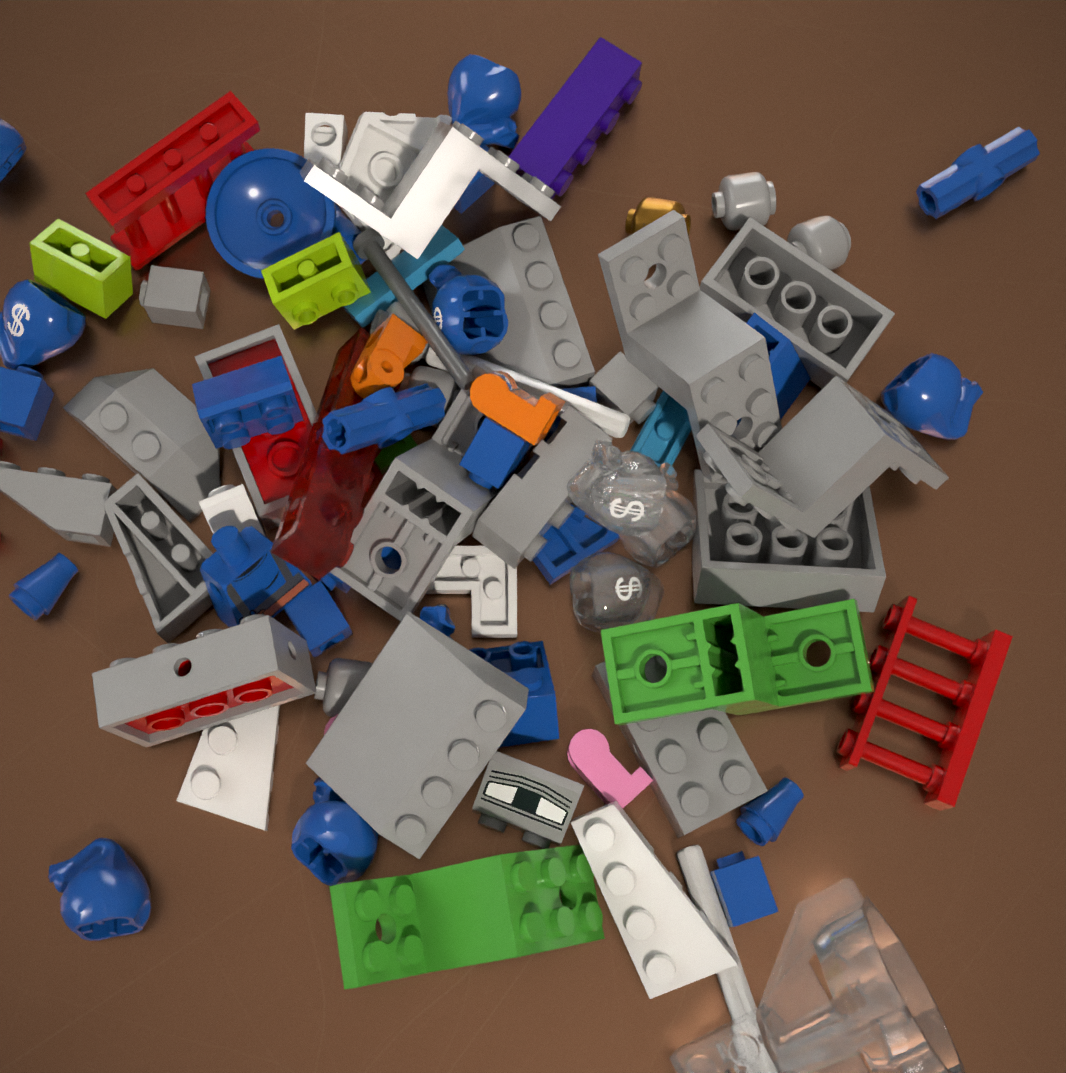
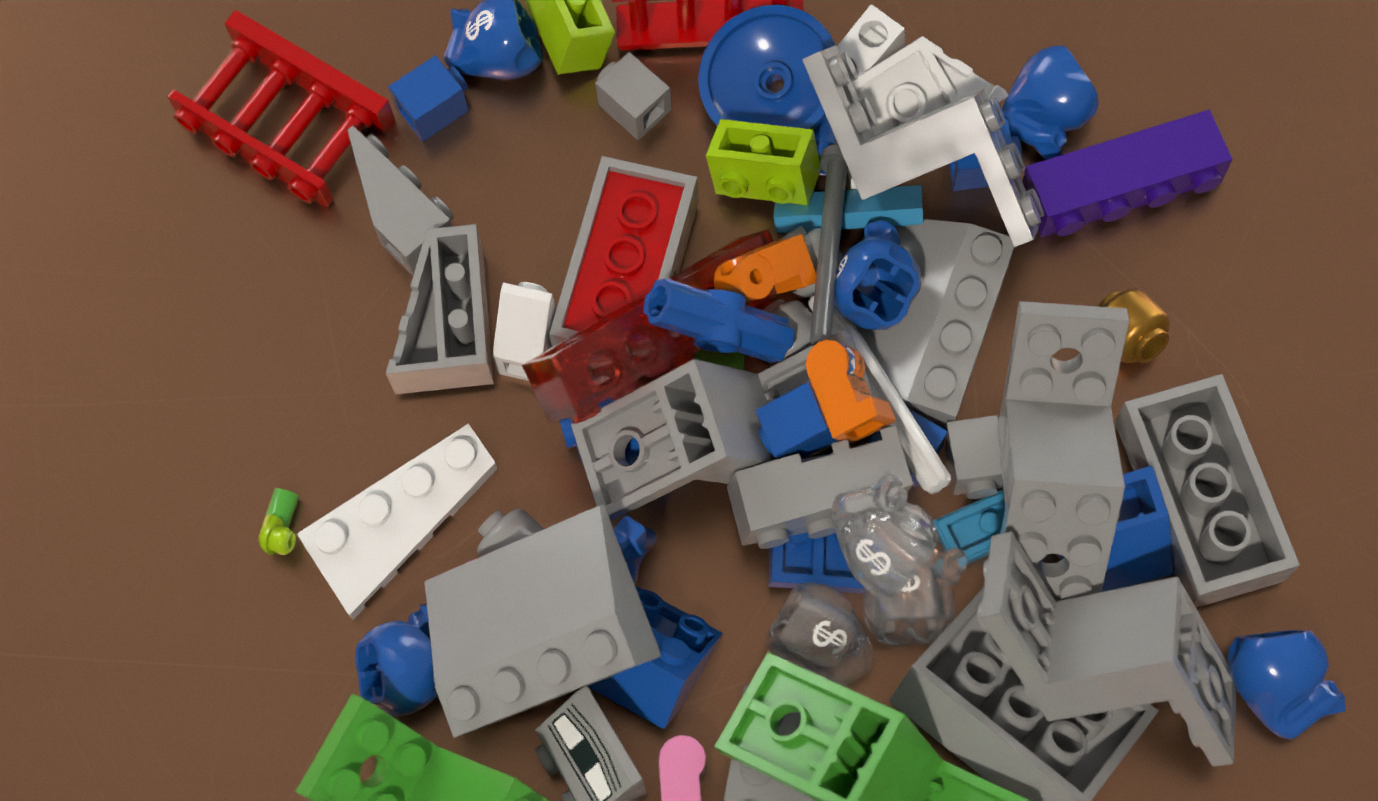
camera: 50 degrees right, 5 degrees down
(42, 587) = (330, 269): blue cone -> none
(102, 892) = (176, 564): blue piece -> none
(153, 434) = (521, 202): light grey wedge -> none
(159, 813) = (275, 531): none -> arm
(203, 681) = (392, 443): light grey brick -> none
(247, 403) = (609, 226): blue slope -> none
(247, 577) = (491, 385): blue torso -> none
(318, 619) = (534, 463): blue brick -> none
(491, 586) = (711, 546): white plate -> none
(744, 197) = (1240, 356): light grey head -> none
(822, 240) = (1285, 450): light grey head -> none

